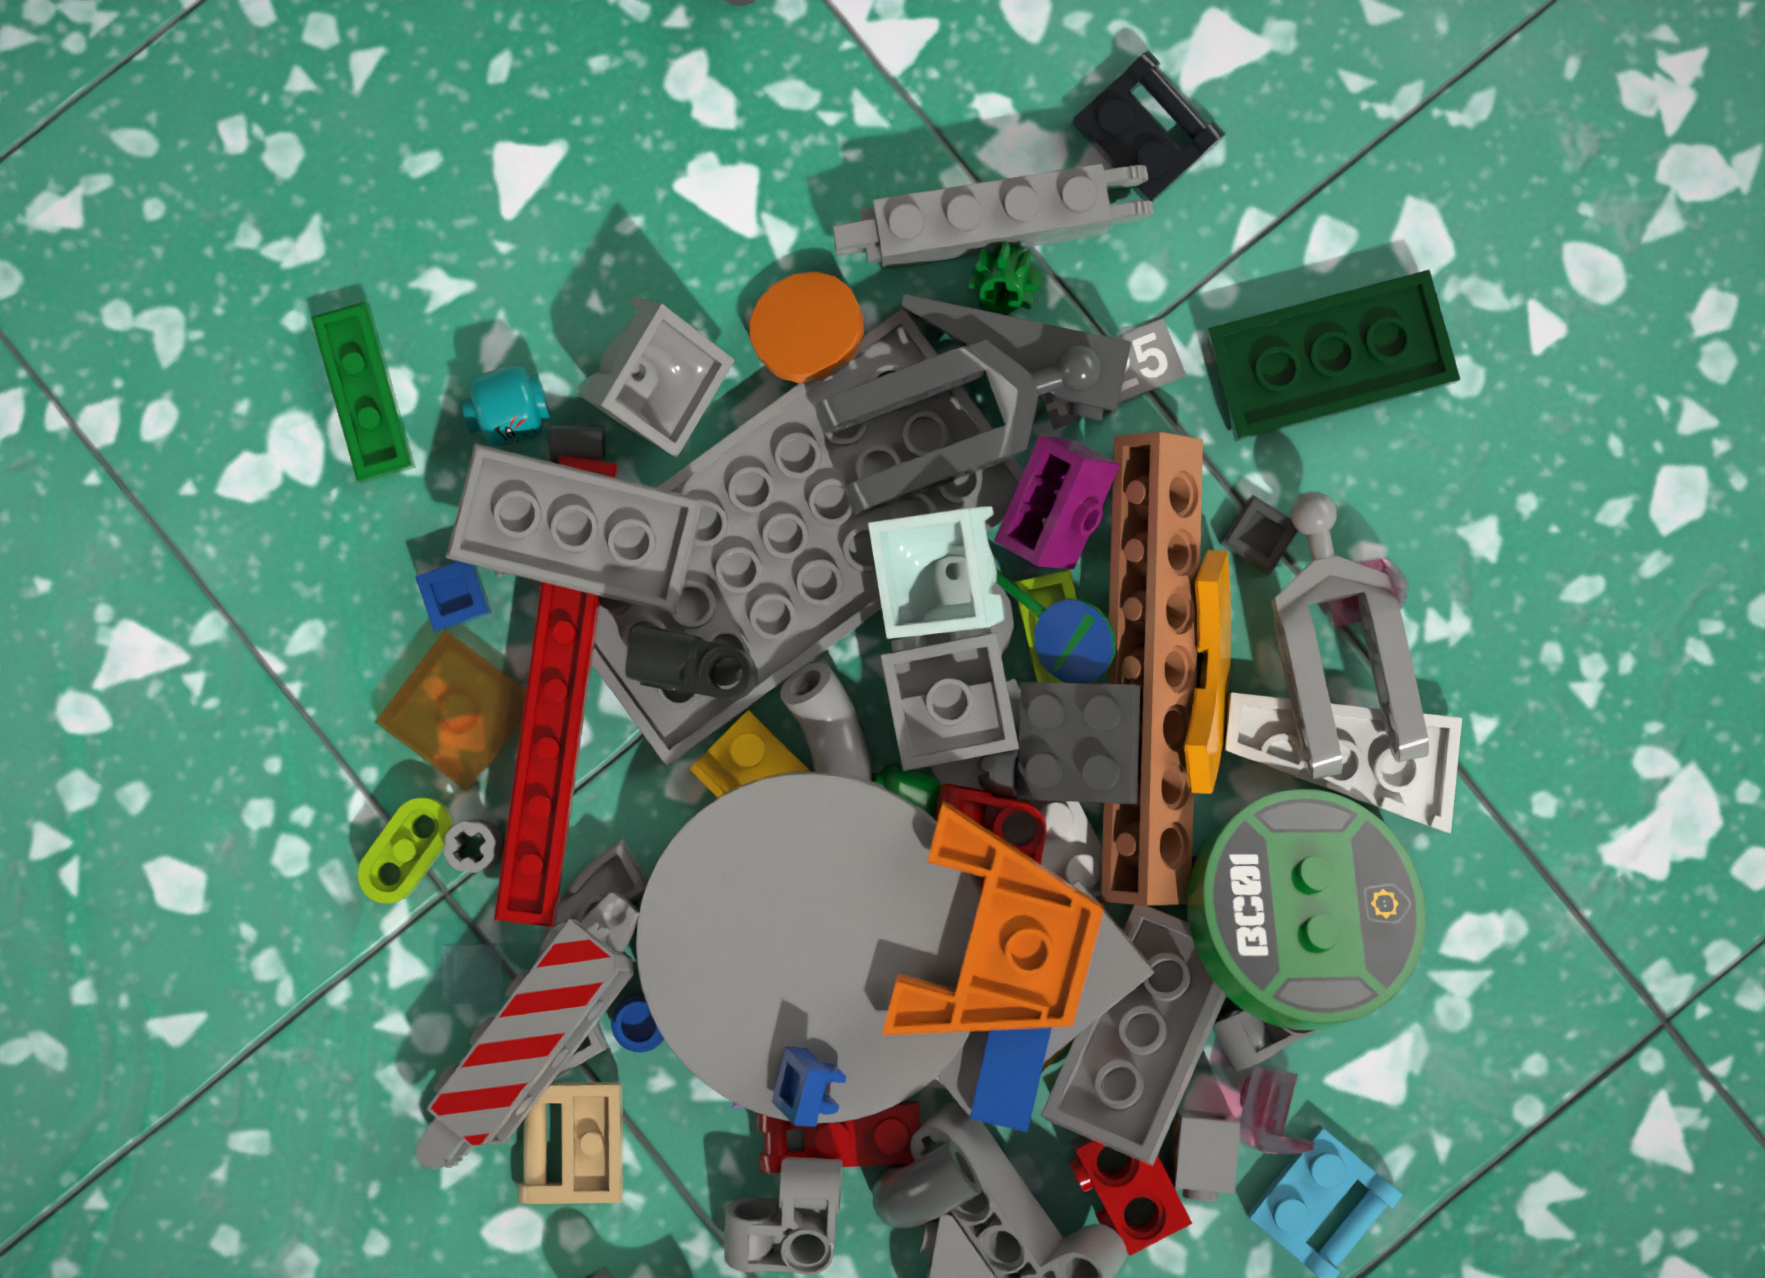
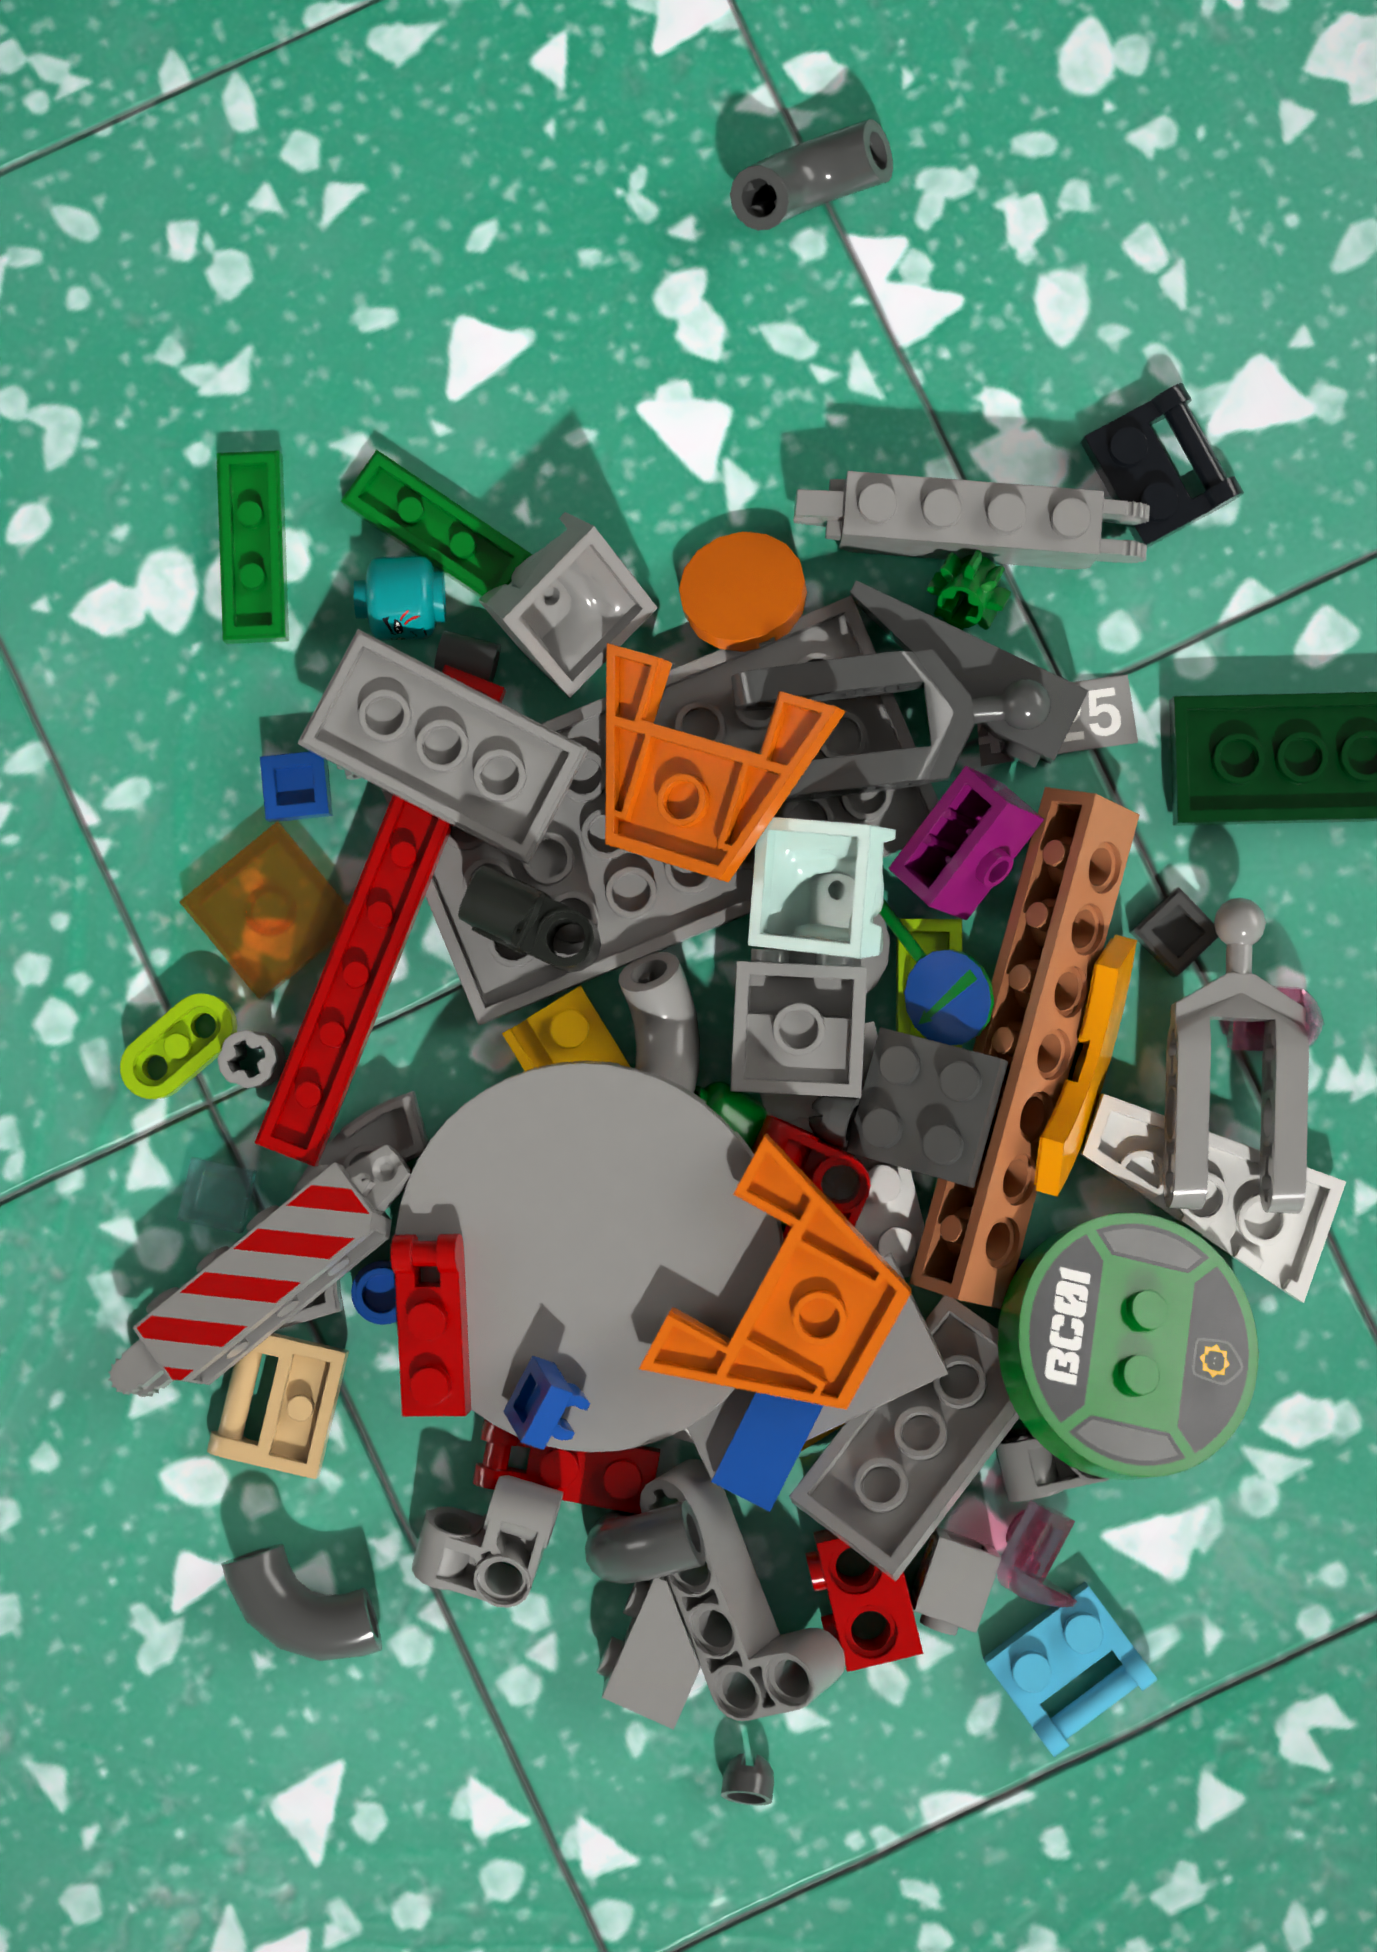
camera: 20 degrees right, 0 degrees up
(519, 335) = (433, 526): none -> green tile
(690, 1042) = (432, 1326): none -> red plate
(803, 519) = (689, 795): none -> orange wing

